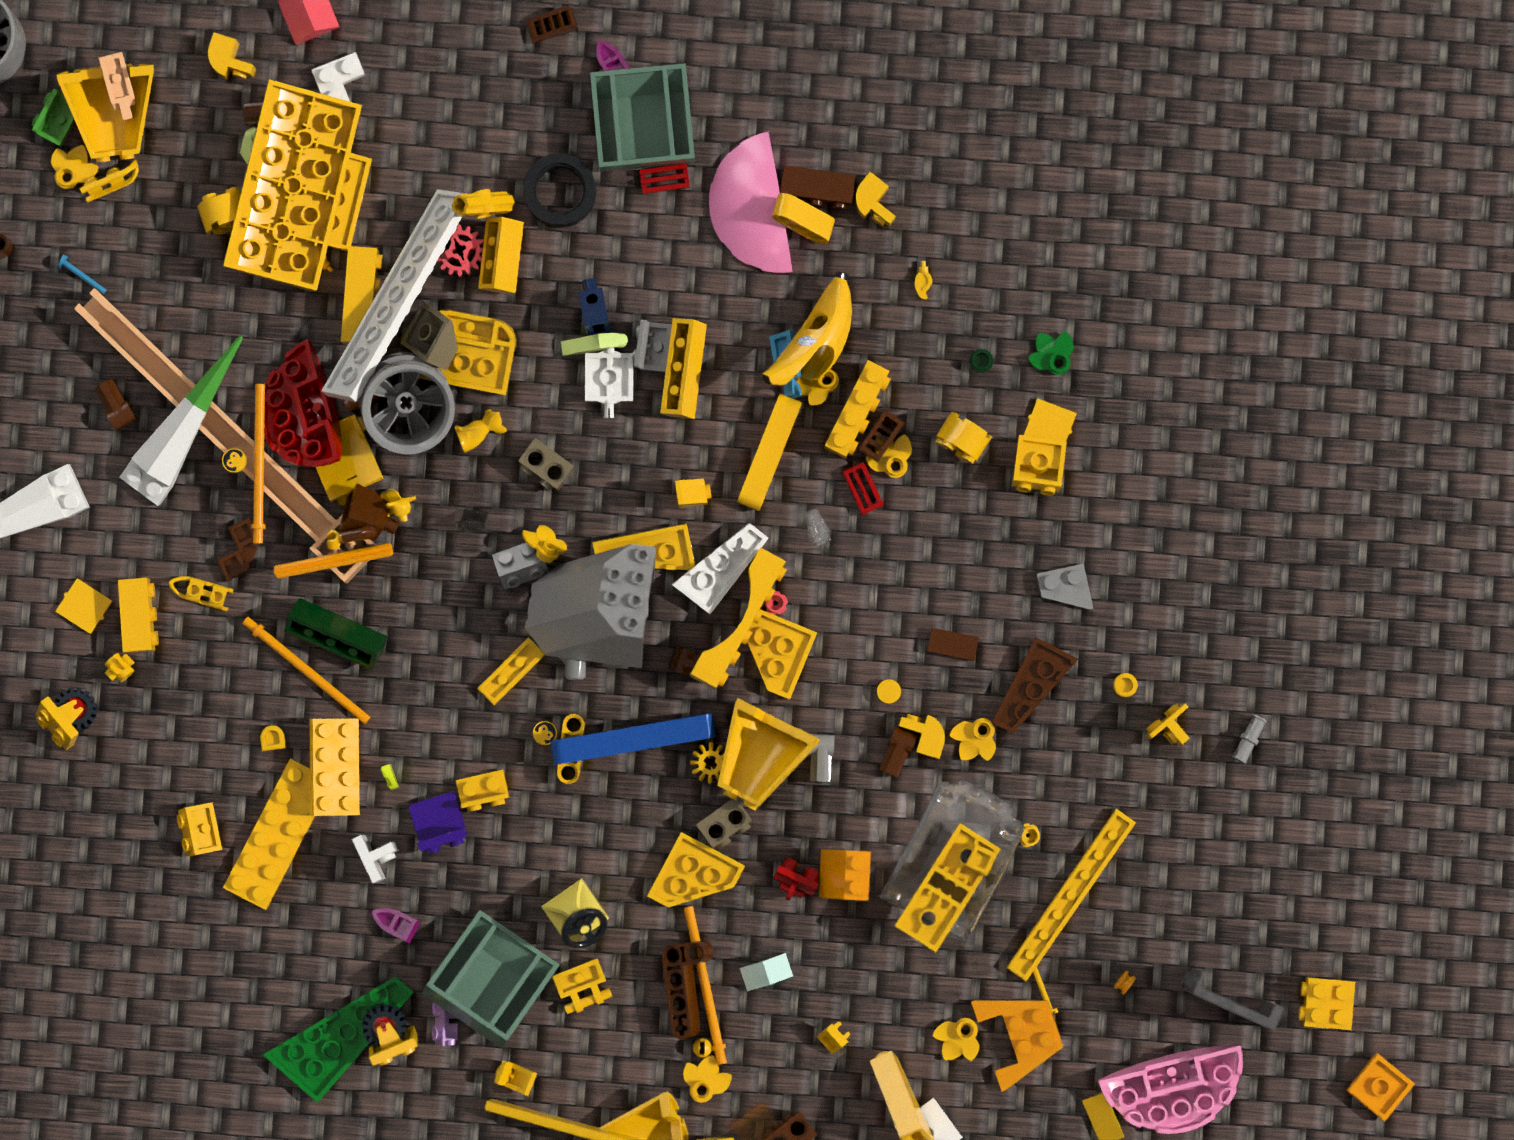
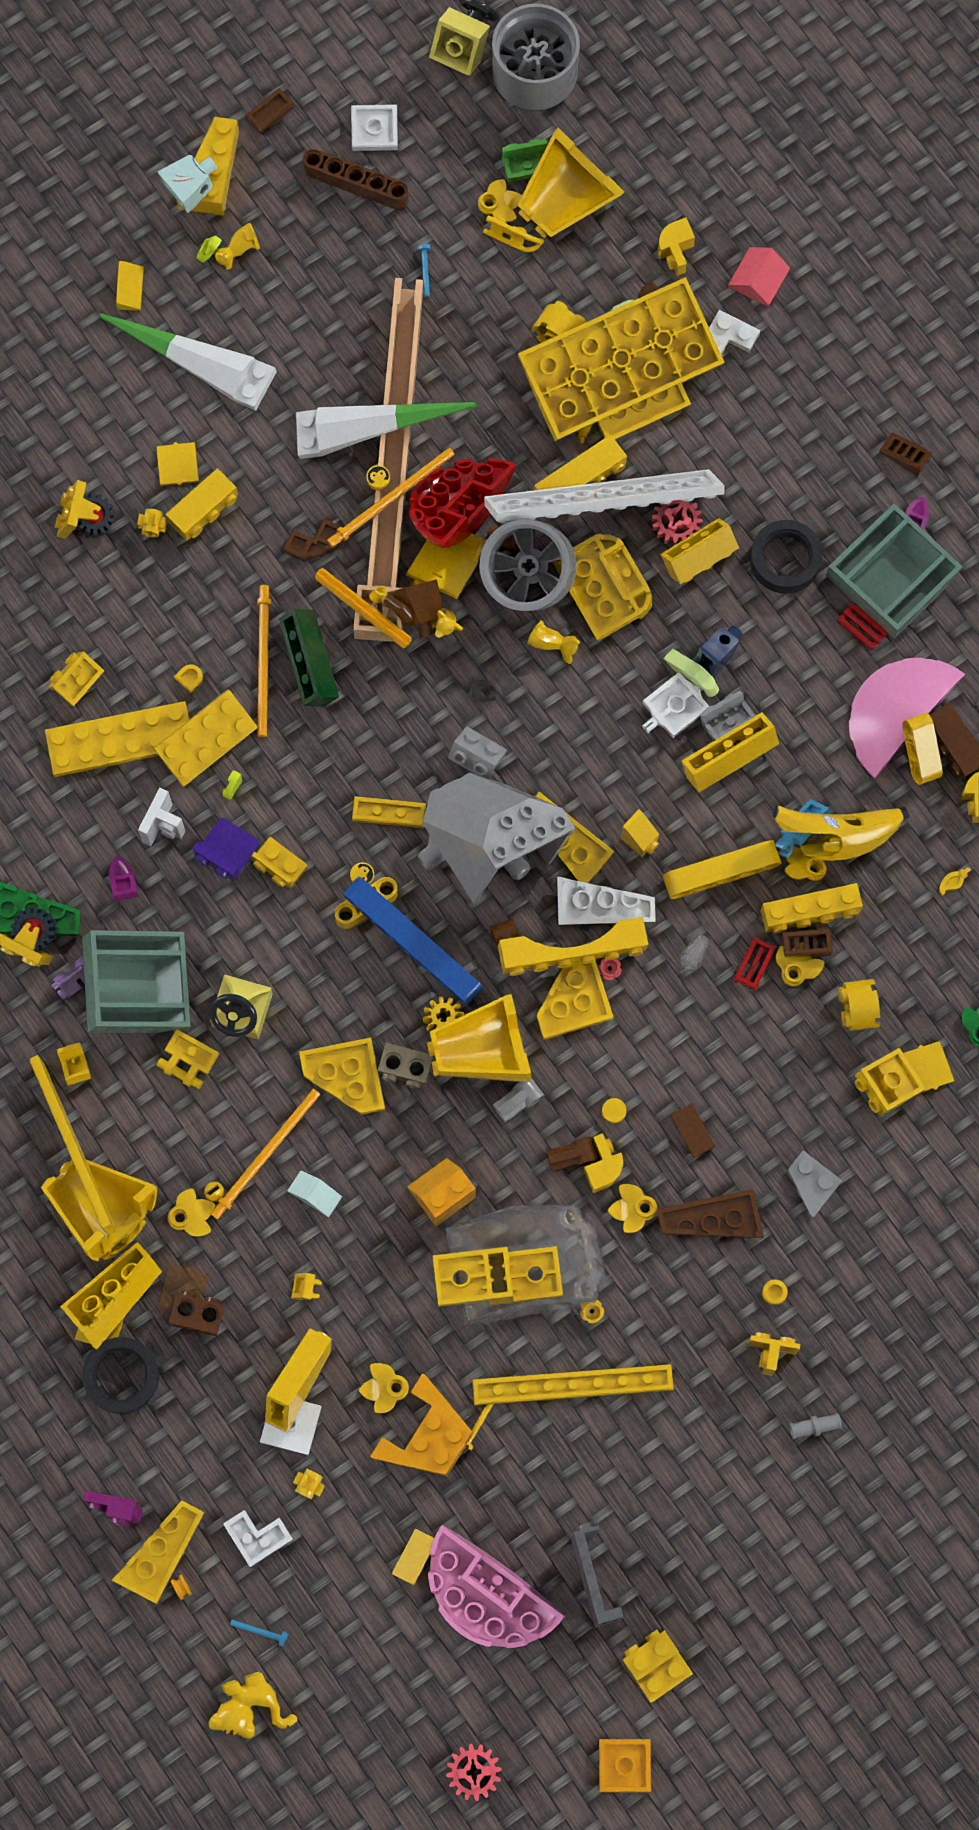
camera: 50 degrees right, 10 degrees down
(117, 409) = (346, 372): reddish brown piece -> none
(118, 83) = (589, 180): light nougat hinge -> none
(195, 591) = (256, 533): yellow piece -> none
(431, 337) = (593, 547): dark tan slope -> none
(483, 203) = (727, 504): yellow piece -> none
(545, 543) = (508, 756): yellow plate -> none
(549, 460) = (573, 711): dark tan brick -> none
(687, 989) = (225, 1158): reddish brown beam -> none
(794, 883) = (402, 1157): red hips -> none
(981, 360) = (931, 974): dark green plate -> none
(981, 859) = (541, 1285): yellow tile -> none
(1124, 982) = (538, 1484): light orange bush -> none

